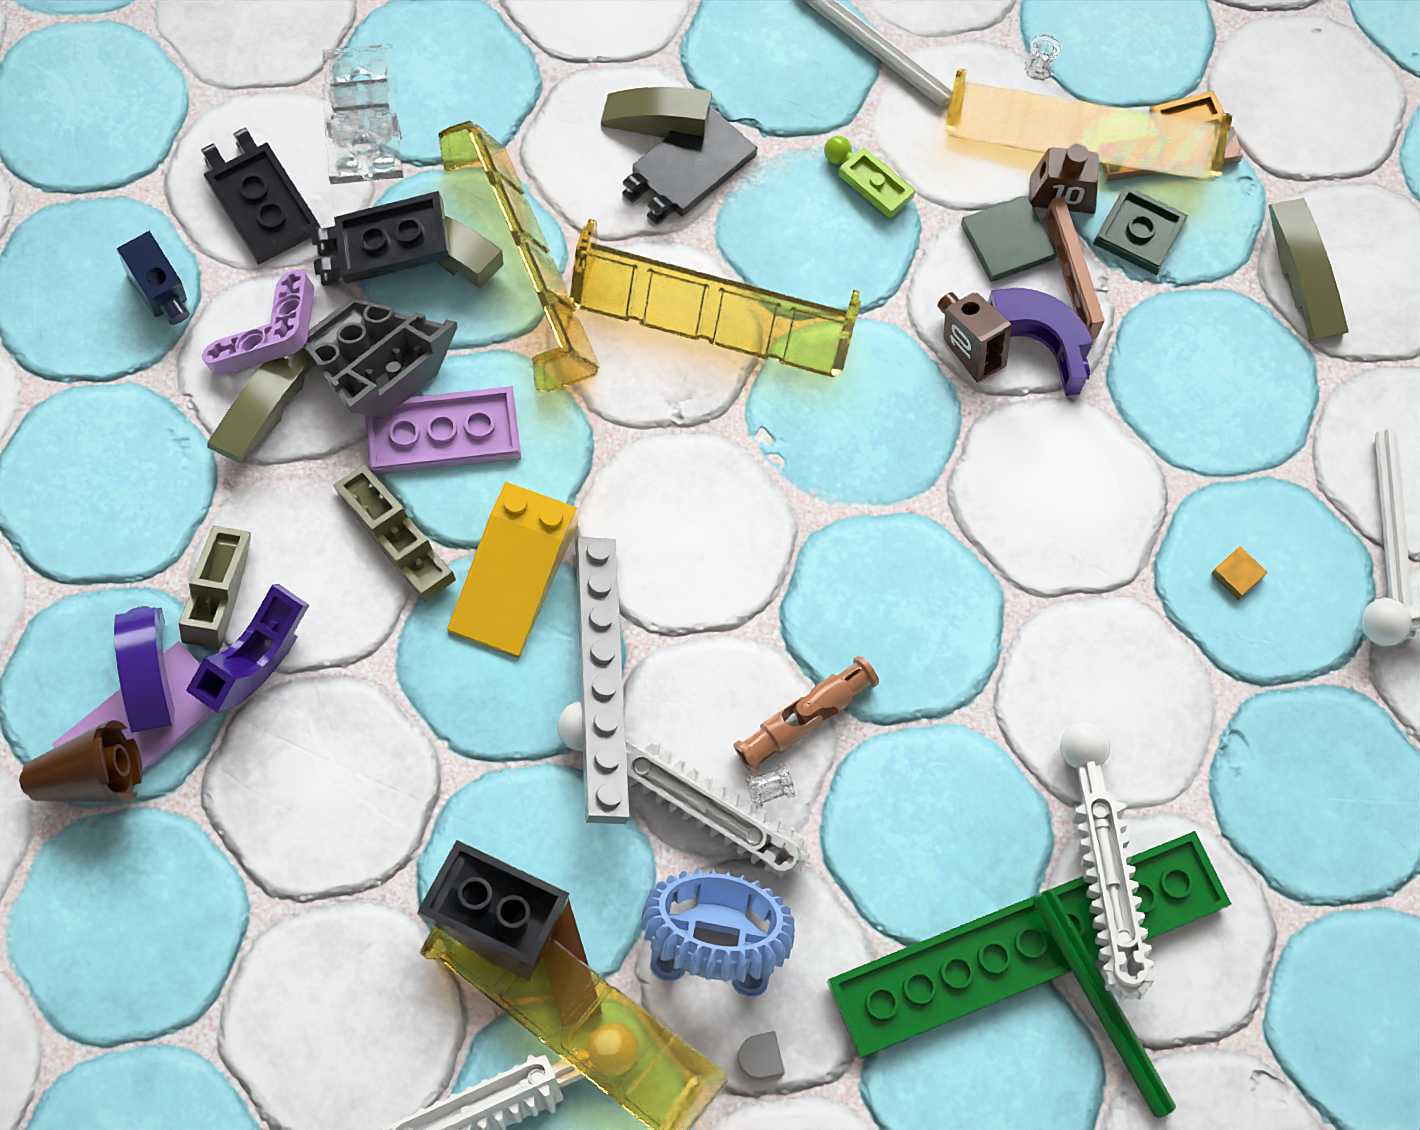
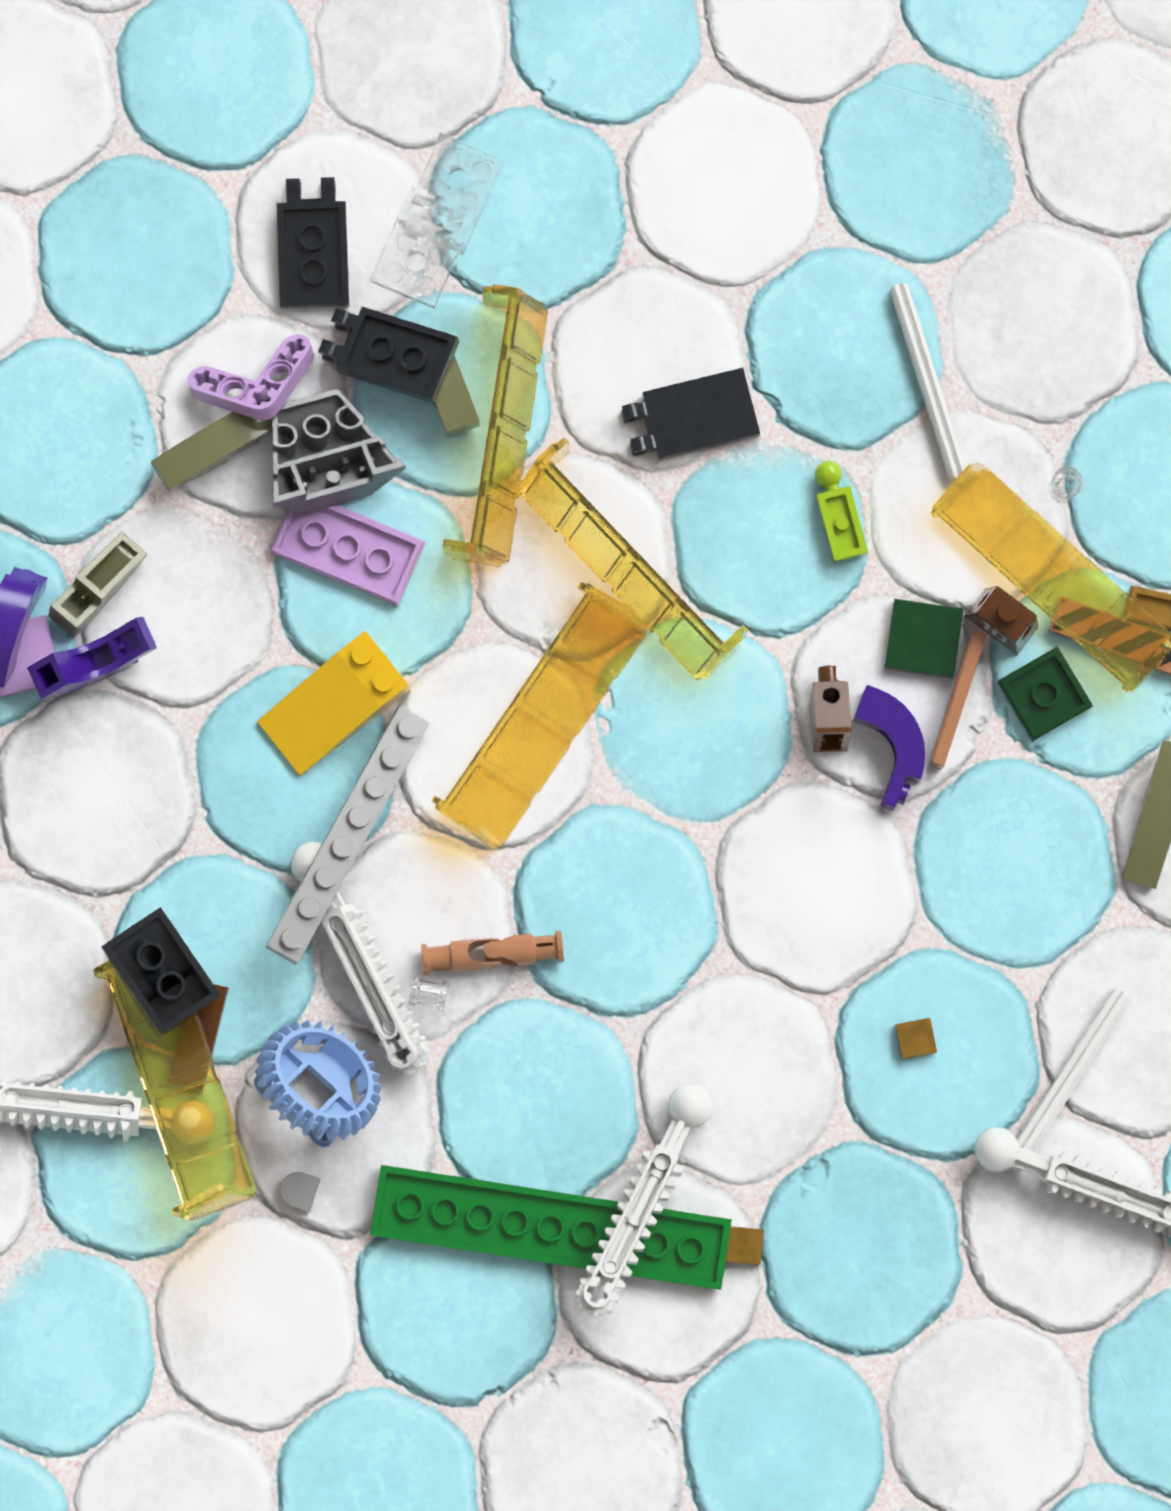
camera: 35 degrees right, 15 degrees up
(154, 278) = (185, 271): dark blue torso -> none
(394, 532) = (259, 616): olive slope -> none
(658, 110) = (694, 351): olive slope -> none
(718, 479) = (544, 718): none -> clear yellow piece
(1104, 1003) = (571, 1314): green axle -> none
(1223, 850) = (745, 1245): none -> pearl gold tile

